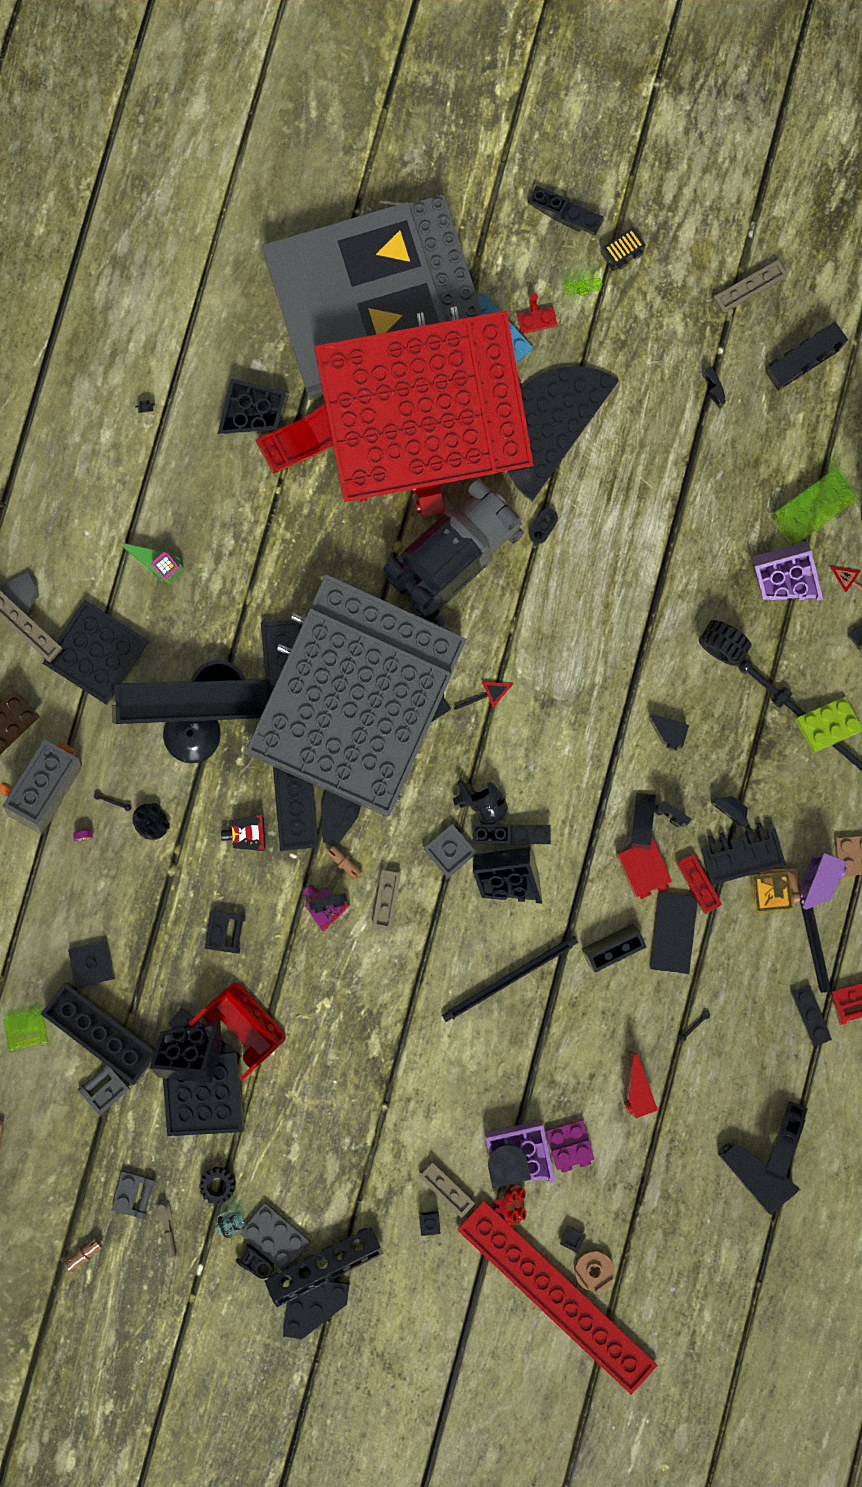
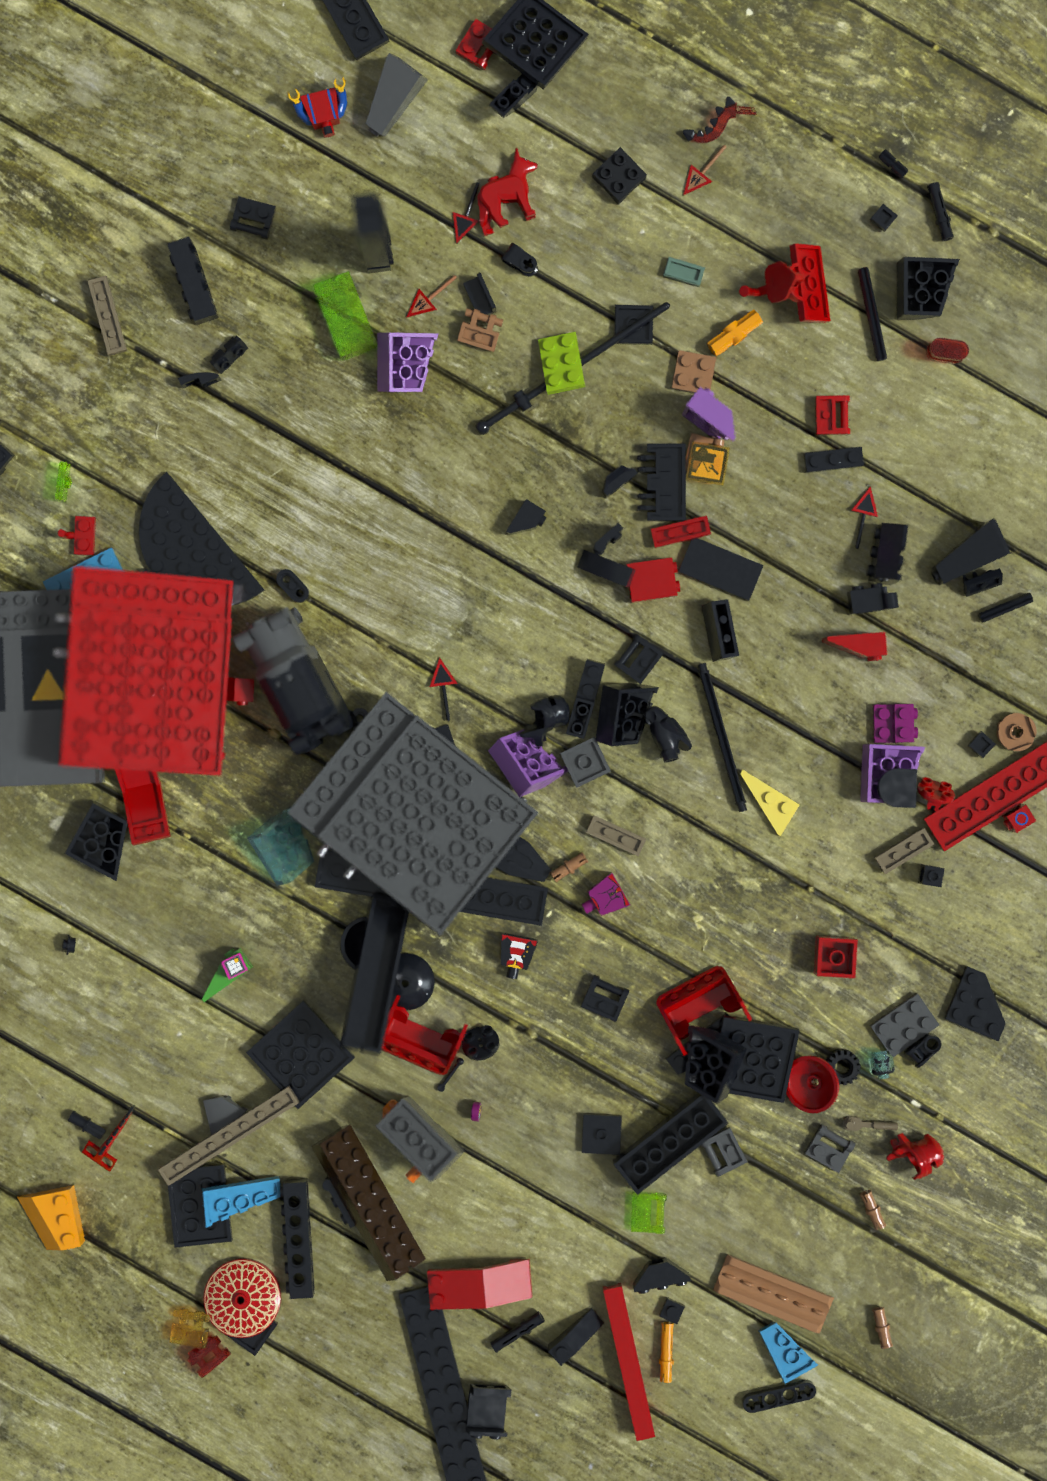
camera: 70 degrees left, 5 degrees up
(135, 761) = (419, 1043): none -> red windscreen
(151, 1289) = (922, 1153): none -> red piece
(187, 1150) = (804, 1091): none -> red dish
(289, 582) = (282, 848): none -> clear light blue wedge
(317, 1276) = (945, 956): black brick -> none
(324, 1148) = (835, 956): none -> red brick
(336, 901) = (605, 884): black plate -> none
(432, 793) = (525, 764): none -> medium lavender wedge
(457, 1049) = (775, 805): none -> light yellow wing
(498, 922) = (666, 734): none -> black animal
(509, 1296) = (1018, 818): none -> red brick
(560, 881) = (643, 663): none -> black plate
(623, 249) = (36, 431): black brick -> none
(685, 1089) = (871, 599): none -> black hinge
(705, 1015) = (806, 560): black hinge -> none
(714, 1226) = (1005, 607): none -> black axle
(725, 642) = (455, 441): black tyre -> none
(734, 1091) = (887, 553): none -> black wedge
(734, 1199) = (981, 583): none -> black plate
(739, 404) = (235, 349): none -> black hinge
(774, 1060) = (867, 507): none -> piece
(786, 1140) = (944, 517): black slope -> none
(816, 949) = (774, 437): black axle -> none
(832, 639) = (477, 335): none -> medium nougat plate

